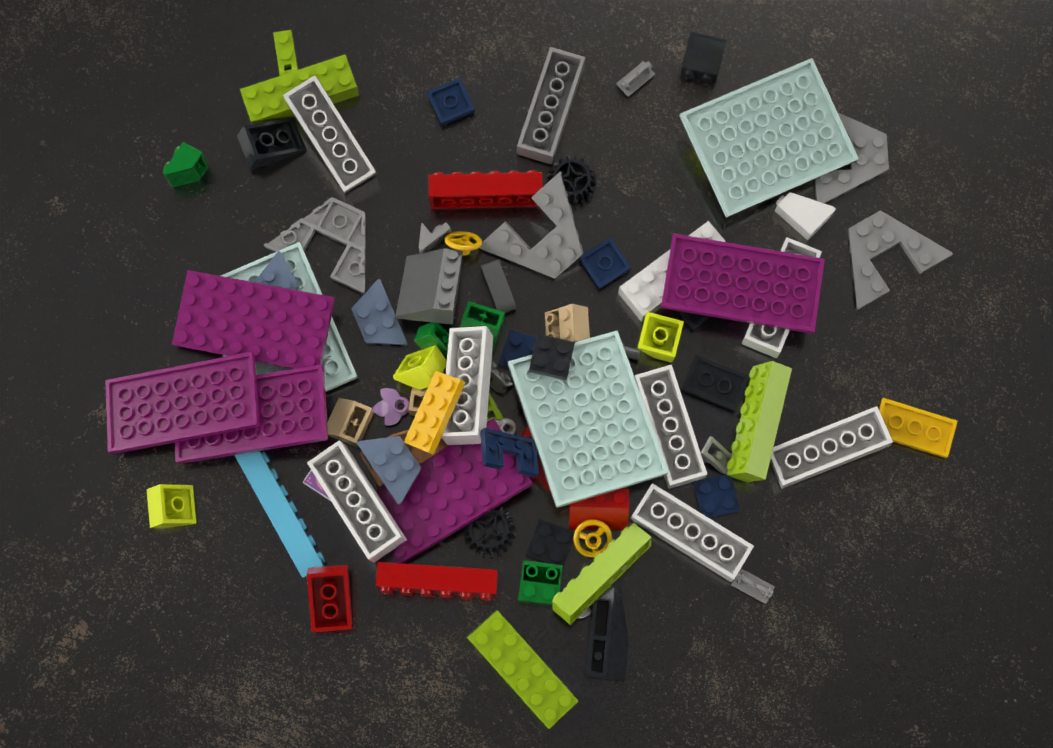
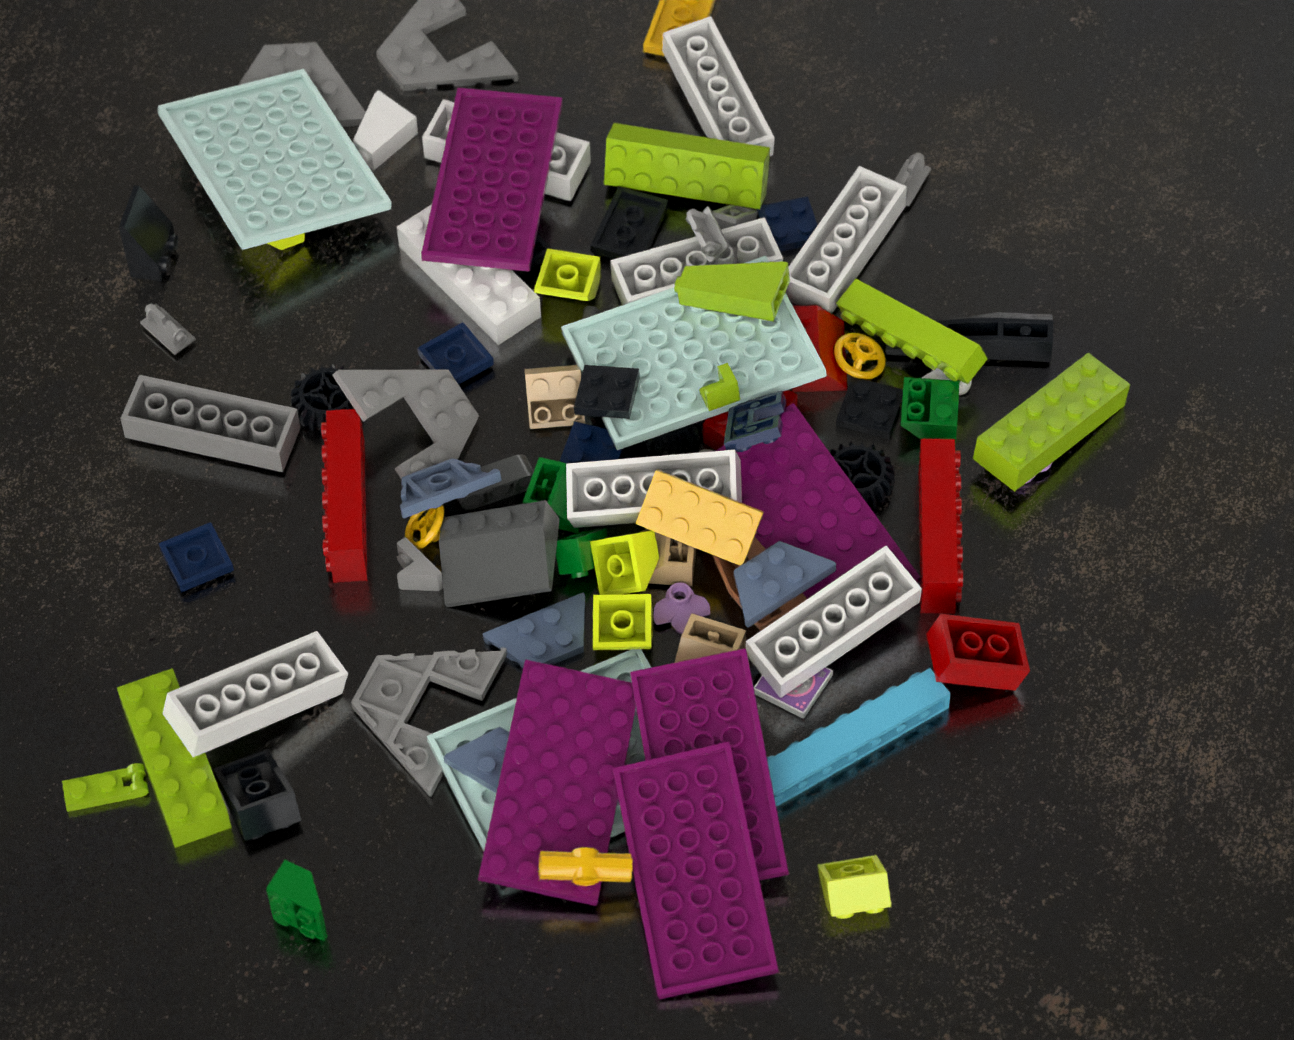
camera: 90 degrees left, 20 degrees down
(185, 334) = (585, 866): none -> yellow piece
(372, 365) = (622, 622): none -> neon yellow slope
(483, 247) = (442, 484): none -> sand blue wing
(541, 431) = (721, 392): none -> lime panel
(631, 451) = (735, 289): none -> lime slope
(678, 432) = (708, 233): none -> light grey hinge

